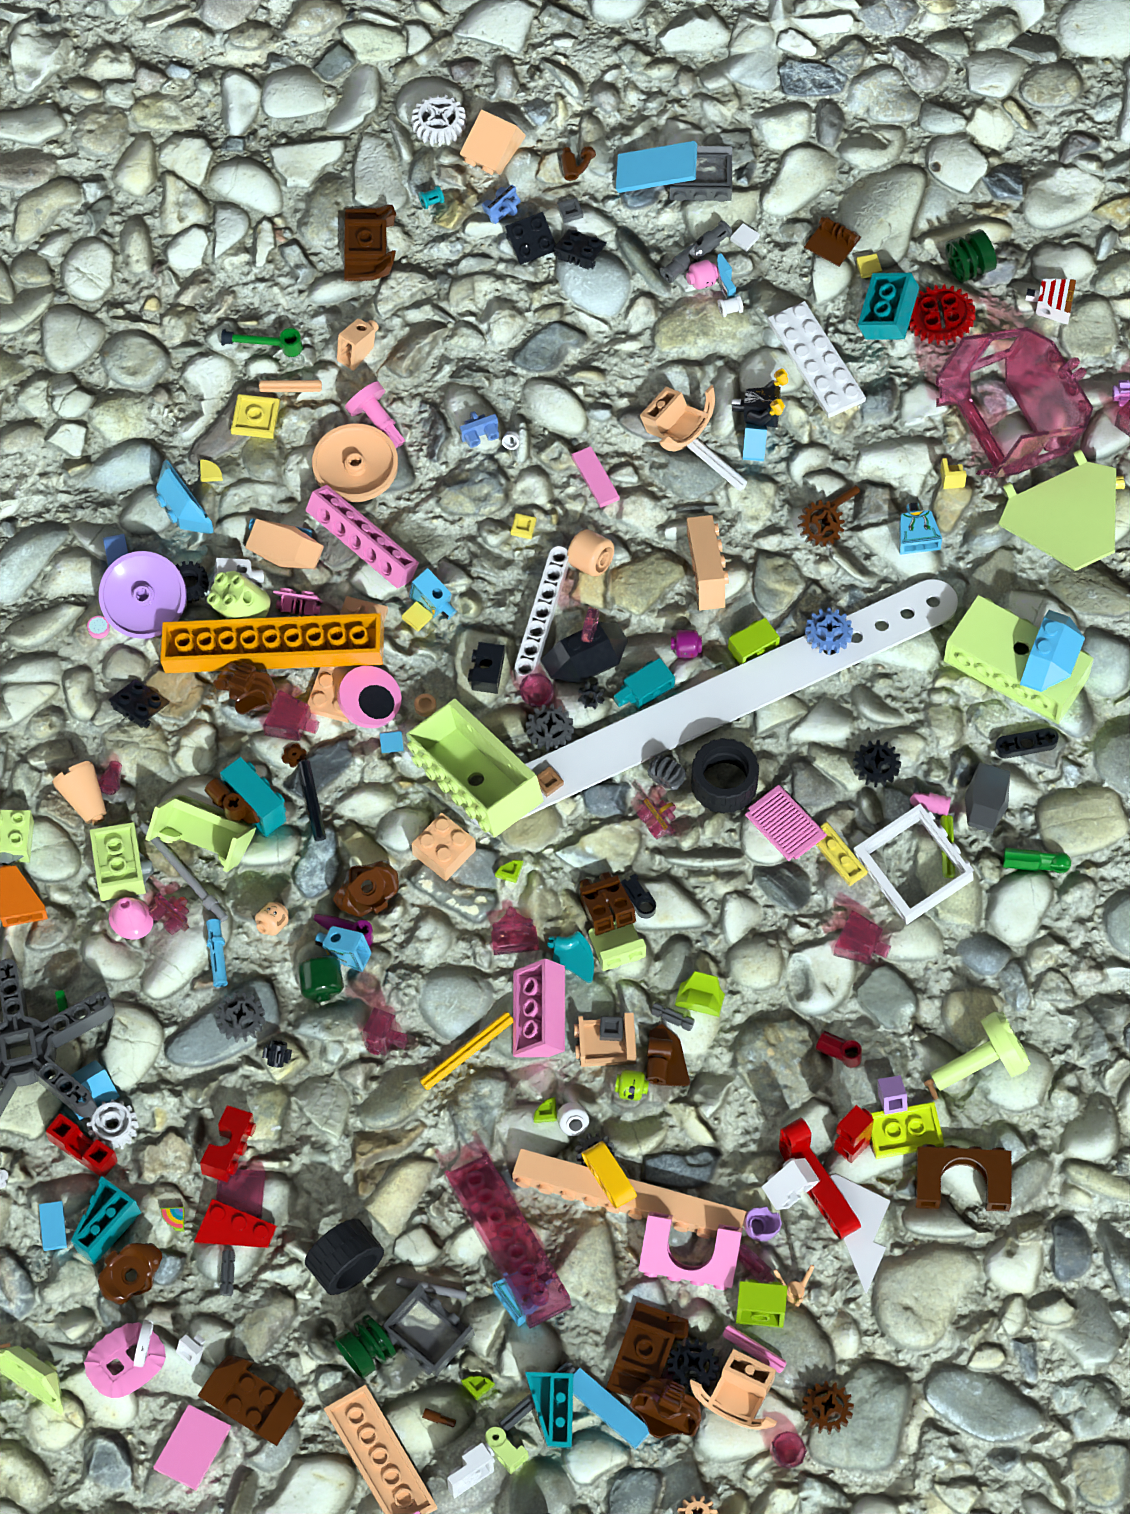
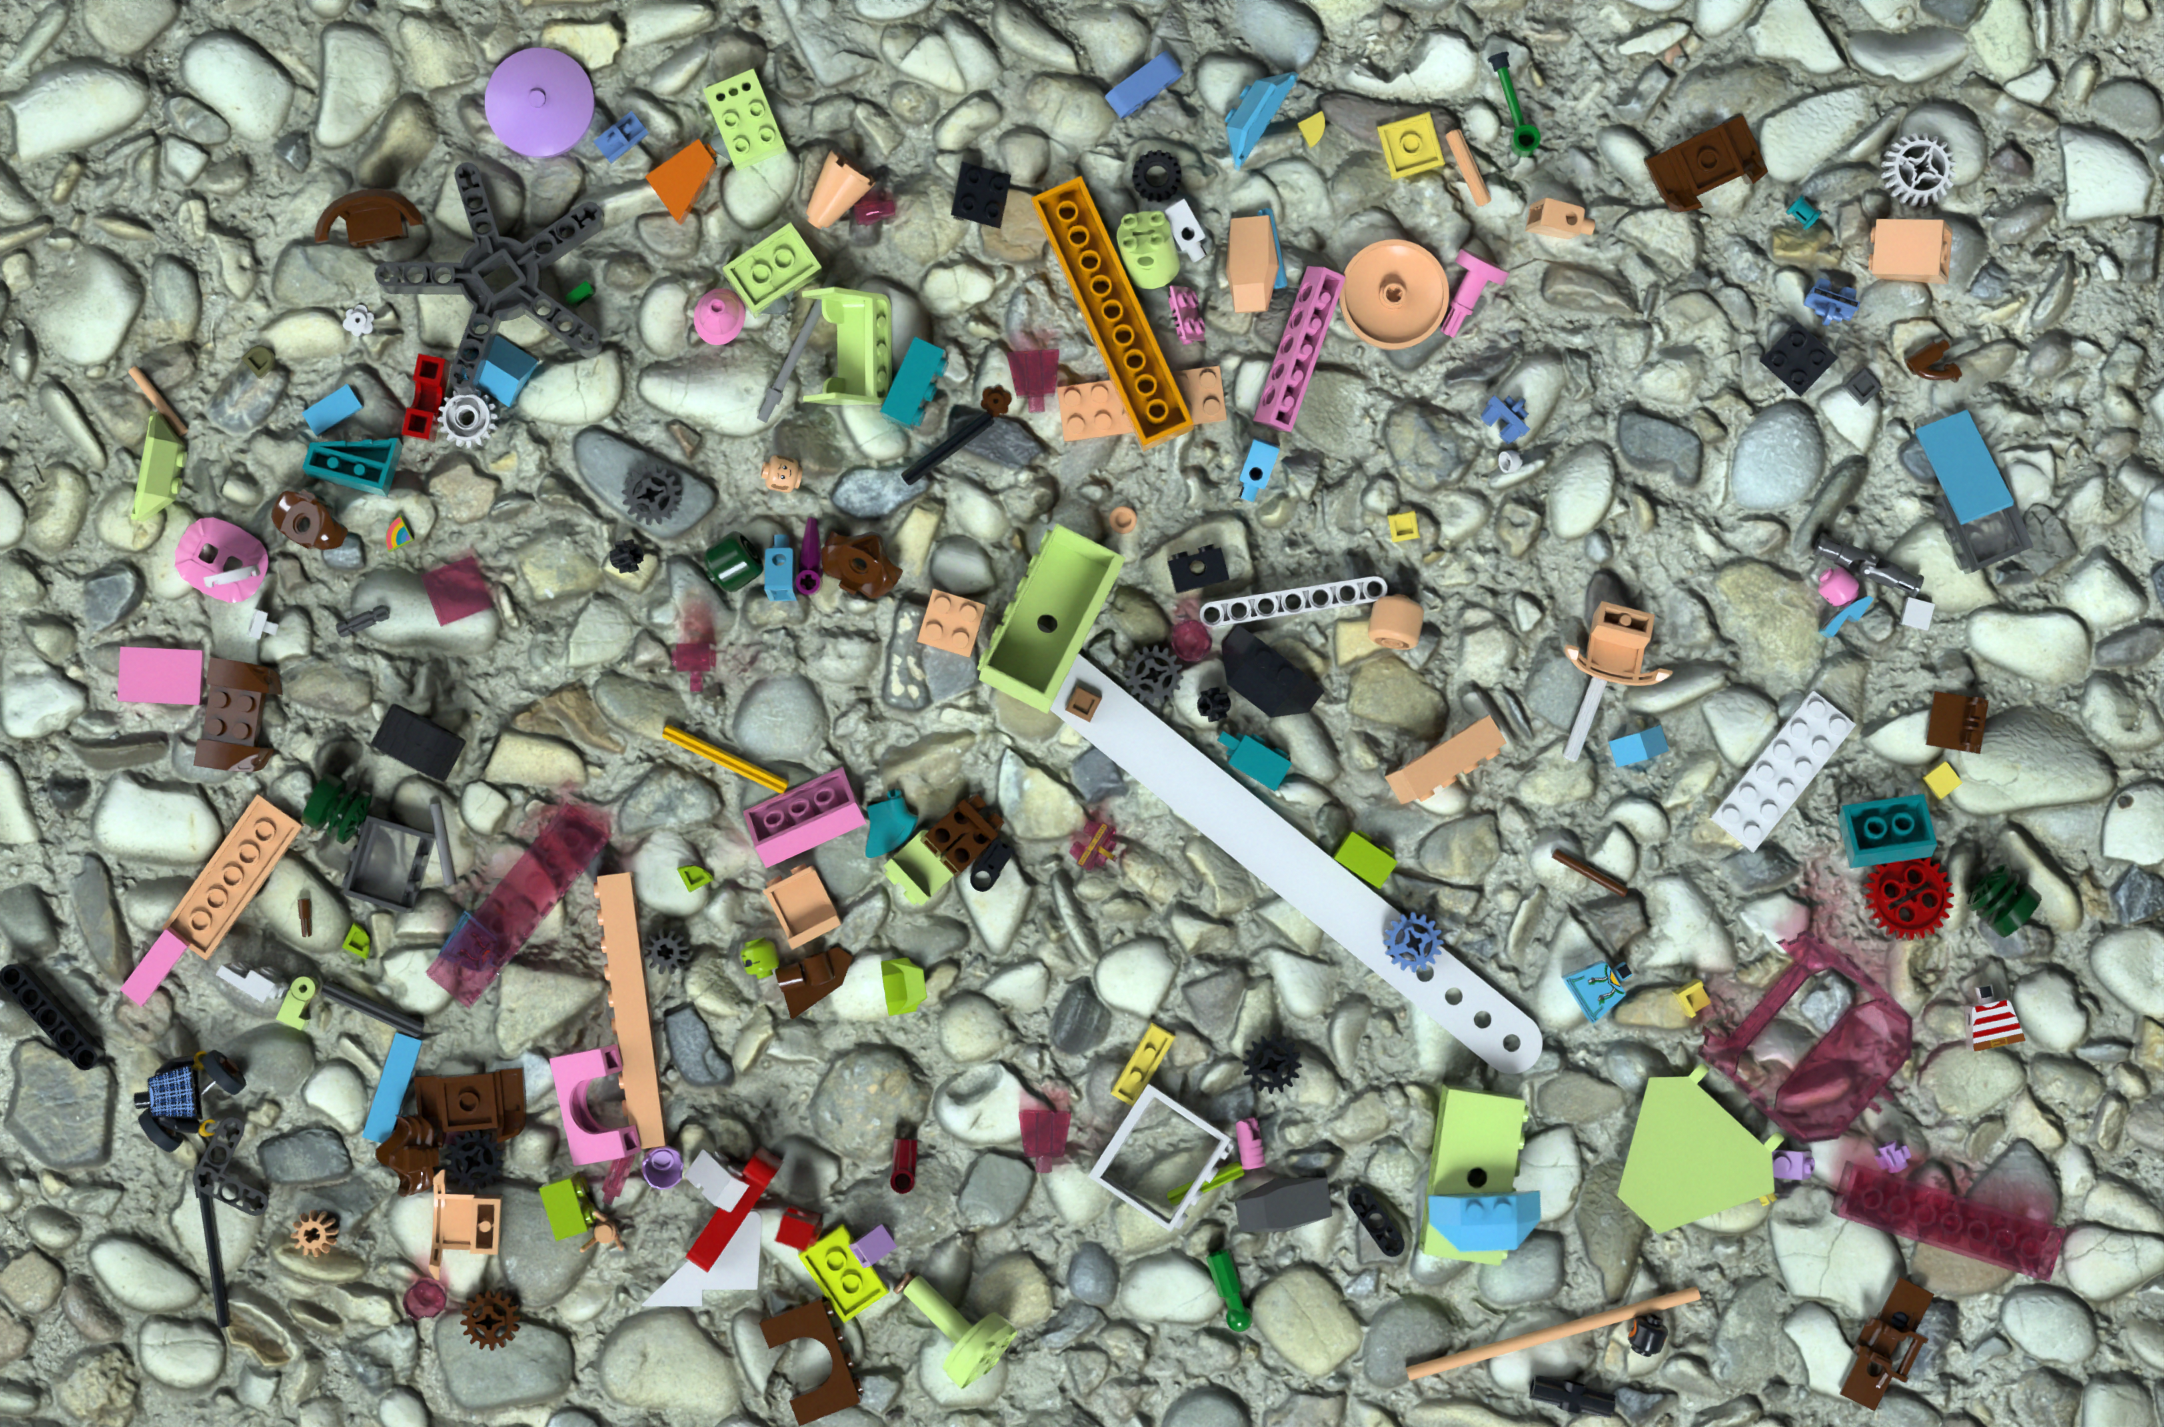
camera: 65 degrees right, 25 degrees up
(98, 627) = (1055, 101): tile -> none
(141, 594) = (1109, 134): lavender dish -> none
(173, 912) = (734, 370): clear pink hips -> none
(215, 943) = (717, 432): medium azure pin -> none
(221, 1161) = (474, 559): red arch -> none
(233, 804) = (896, 346): reddish brown panel -> none
(234, 1227) = (413, 605): red wing -> none
(246, 686) = (1043, 309): reddish brown piece -> none
(369, 697) = (1099, 453): bright pink piece -> none
(391, 742) = (1061, 502): medium azure sticker -> none
(417, 616) = (1230, 458): light yellow tile -> none
(510, 871) = (960, 709): lime tile -> none
(514, 934) = (885, 748): clear pink slope -> none
(554, 1406) = (361, 1034): teal wedge -> none
(573, 1119) = (691, 912): white head -> none
(581, 246) = (1812, 423): black hinge -> none
(590, 625) = (1285, 671): clear pink piece -> none
(595, 477) = (1505, 580): bright pink tile -> none
(608, 1174) = (635, 983): yellow beam -> none
(611, 1028) = (816, 906): dark grey tile -> none
(666, 772) = (1151, 833): dark grey gear -> none
(672, 1016) = (864, 965): dark grey axle -> none
(686, 643) = (1330, 783): magenta head -> none
(729, 752) = (1199, 924): black tyre -> none
(730, 305) = (1809, 639): white bush -> none
(754, 1348) = (524, 1214): bright pink axle -> none
(763, 404) = (1686, 737): black torso -> none
(784, 823) = (1152, 990): bright pink window -> none
(829, 524) = (1544, 878): reddish brown gear -> none
(1103, 455) = (1792, 1164): none -> lavender bracket

